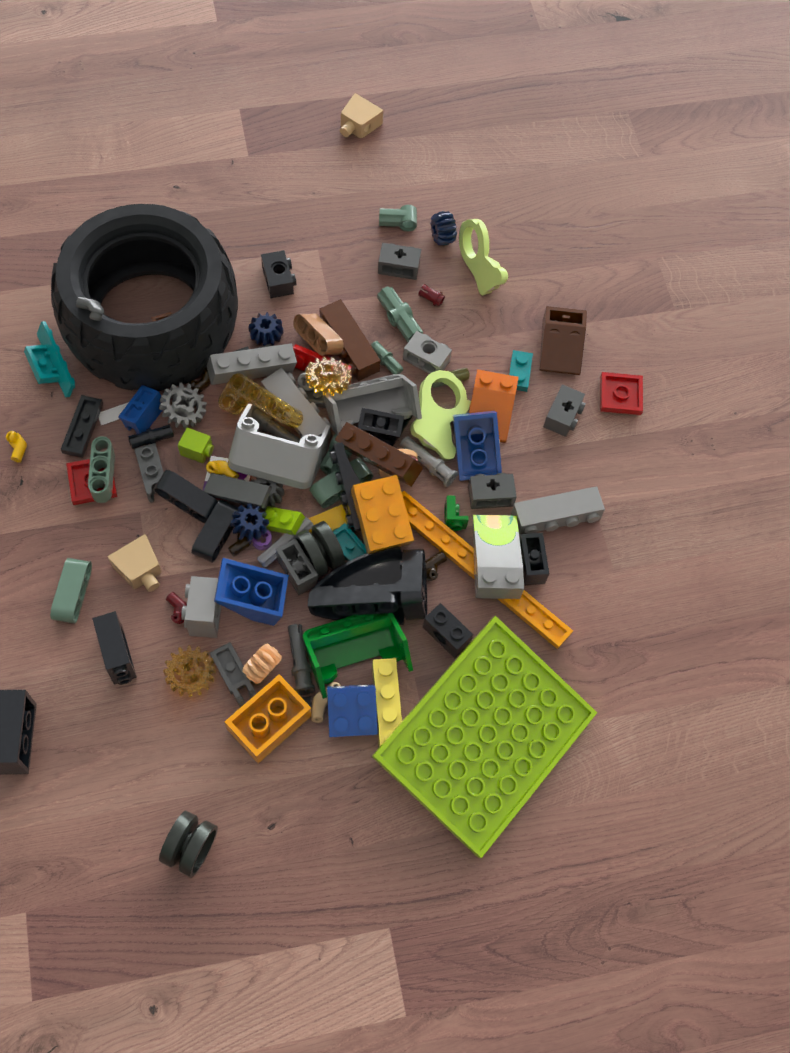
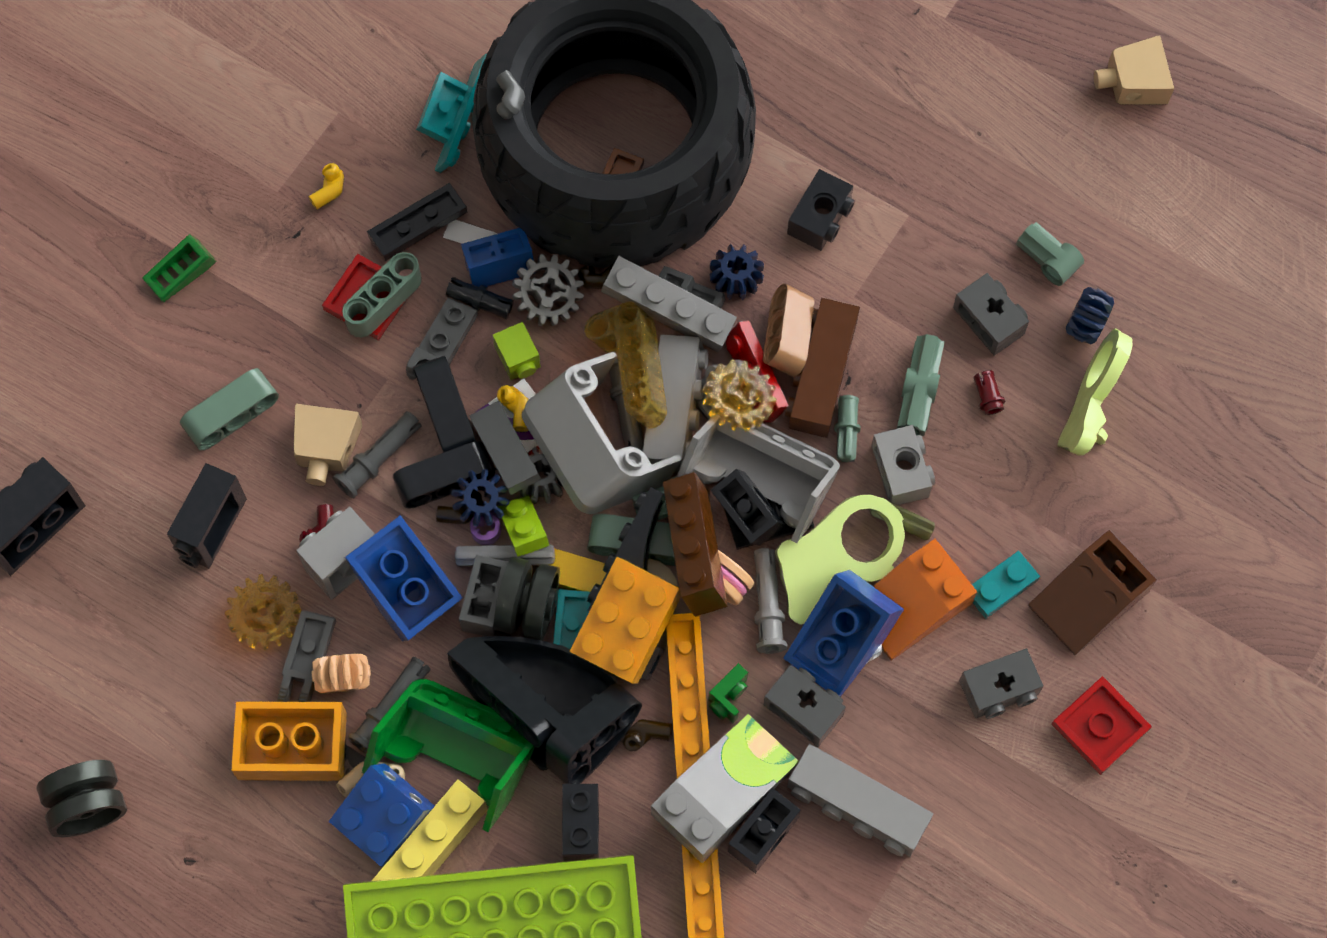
camera: 50 degrees right, 5 degrees up
(172, 558) = (366, 464): none -> dark grey pin

